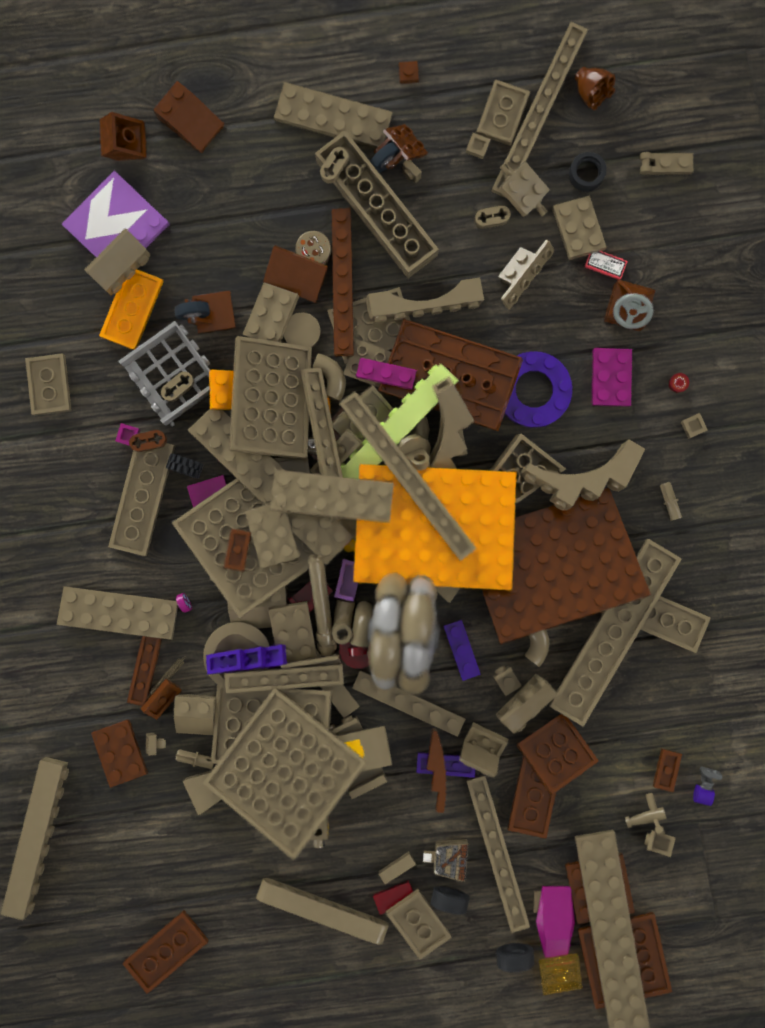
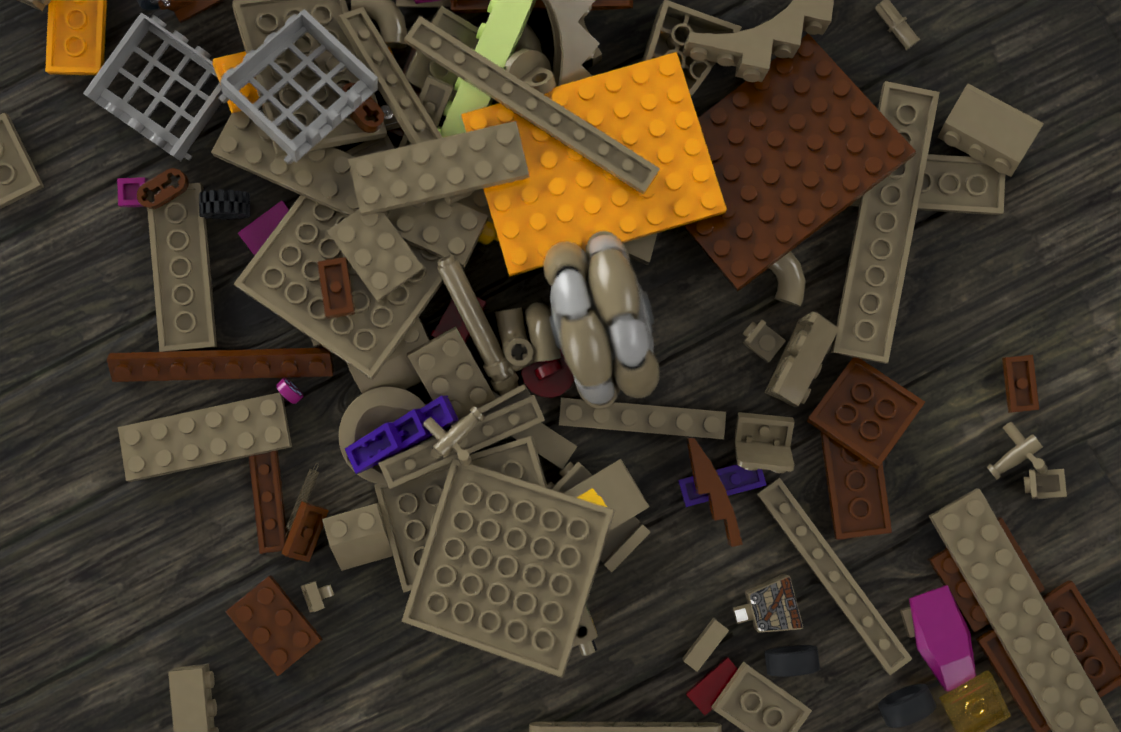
camera: 25 degrees left, 0 degrees up
(144, 569) = (220, 364): none -> reddish brown plate
(181, 390) = (171, 99): dark tan beam -> none
(194, 759) = (379, 596): dark tan axle -> none
(199, 793) = (404, 639): dark tan torso -> none
(272, 437) = (273, 47): none -> light grey window
(275, 677) = (450, 440): none -> dark tan piece
(296, 436) = (367, 108): none -> reddish brown beam
(346, 586) = (501, 286): medium lavender panel -> none
(462, 650) = (688, 321): dark purple plate -> none
(704, 793) = (1080, 396): leg -> none
(705, 596) = (989, 130): none -> dark tan slope

